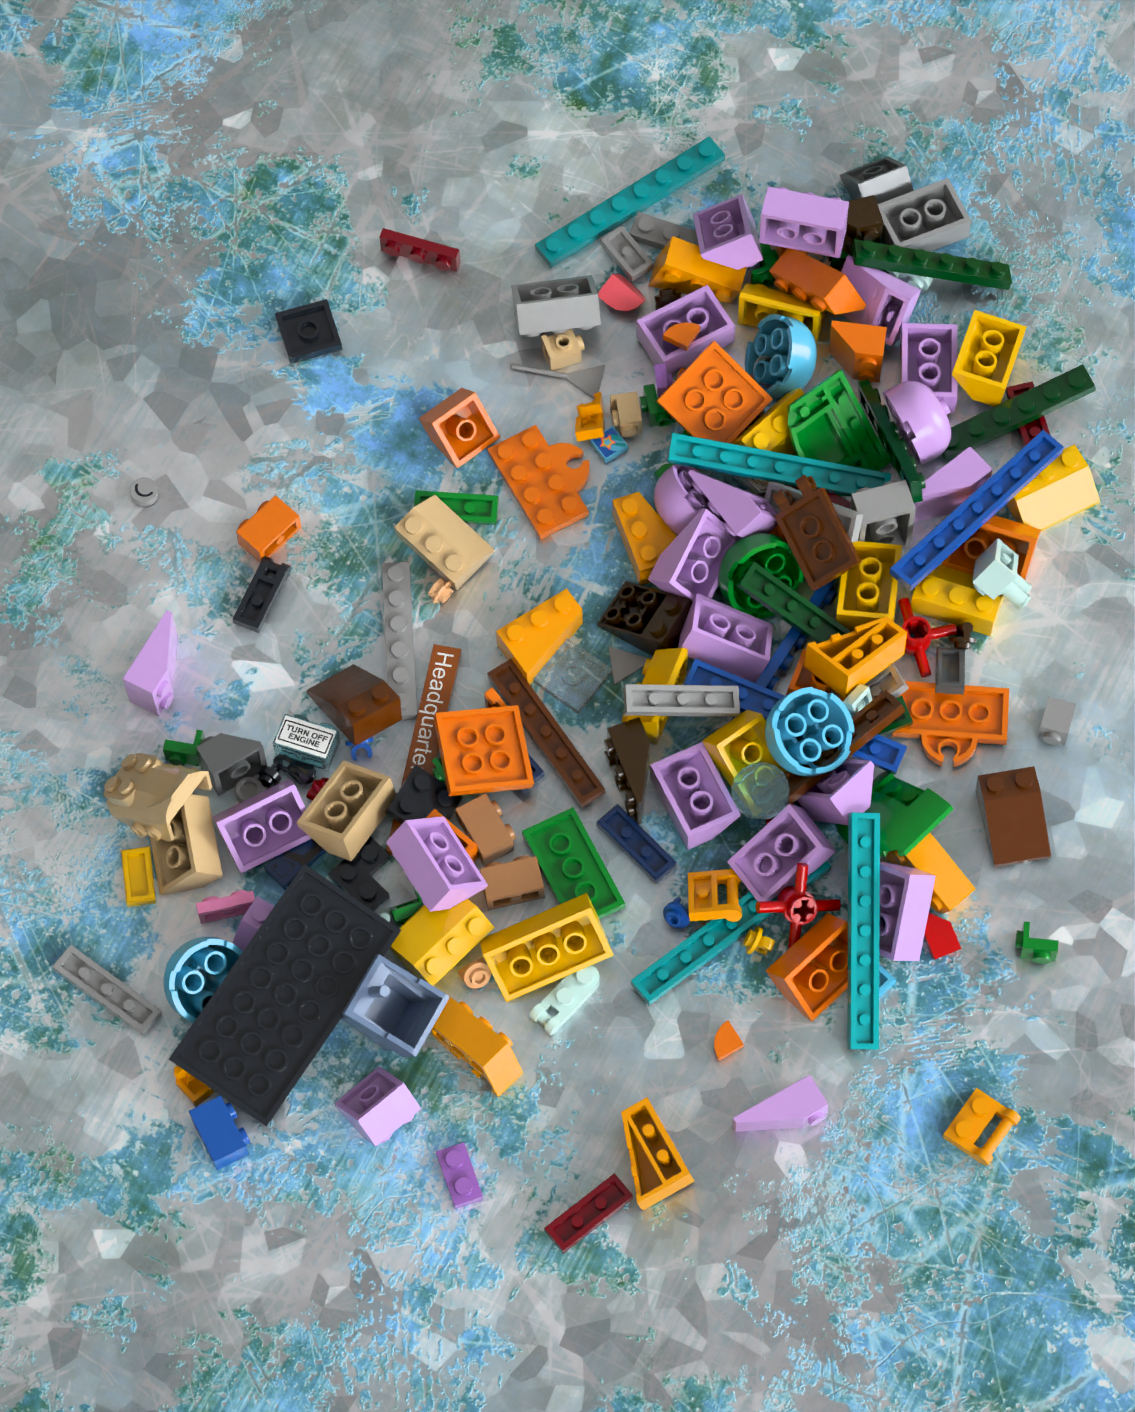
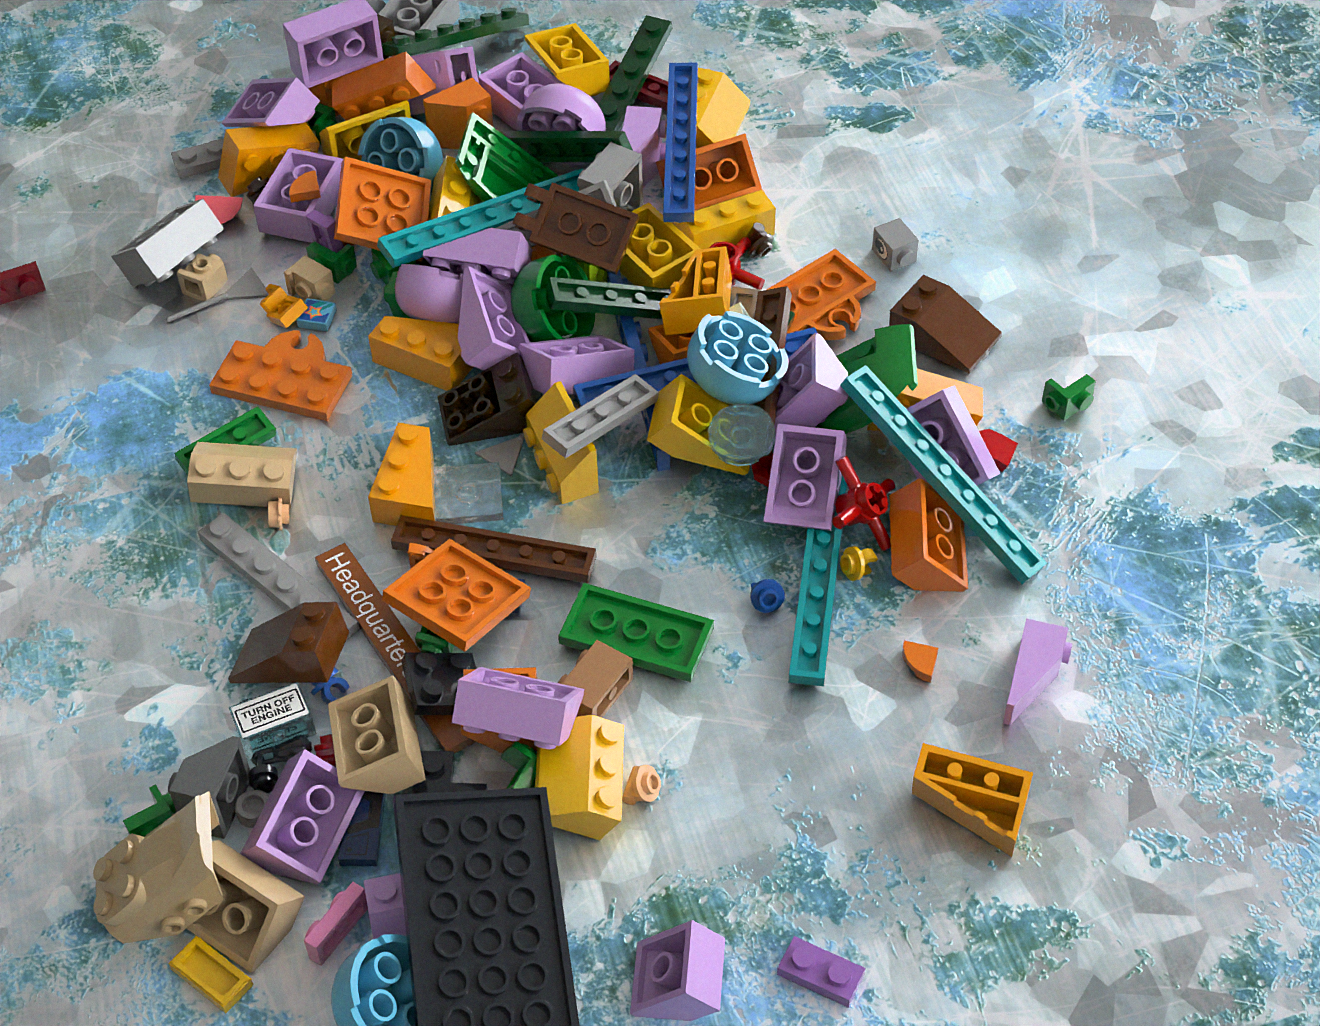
camera: 45 degrees left, 15 degrees down
(152, 674) = (52, 774): lavender slope -> none
(261, 594) = (101, 638): black plate -> none
(268, 528) = (55, 580): orange brick -> none
(394, 1007) = (612, 864): sand blue piece -> none
(460, 427) = (166, 384): orange slope -> none
(477, 1045) = (710, 836): light orange wedge -> none
(483, 825) = (517, 650): medium nougat brick -> none
(546, 947) = (687, 704): yellow slope -> none
(566, 998) = (745, 737): light aqua plate -> none
(588, 1213) = (974, 897): dark red plate -> none
(627, 253) = (190, 182): light grey plate -> none
(629, 202) = (154, 156): teal plate -> none
(630, 755) = (603, 510): dark brown slope -> none
(636, 844) = (667, 573): dark blue tile -> none
(694, 795) = (679, 493): lavender slope -> none
(704, 895) = (778, 562): light orange plate -> none
(950, 671) = (777, 268): dark grey tile -> none
(972, 1122) = (1181, 558): light orange plate -> none
(997, 574) = (743, 171): light aqua brick -> none

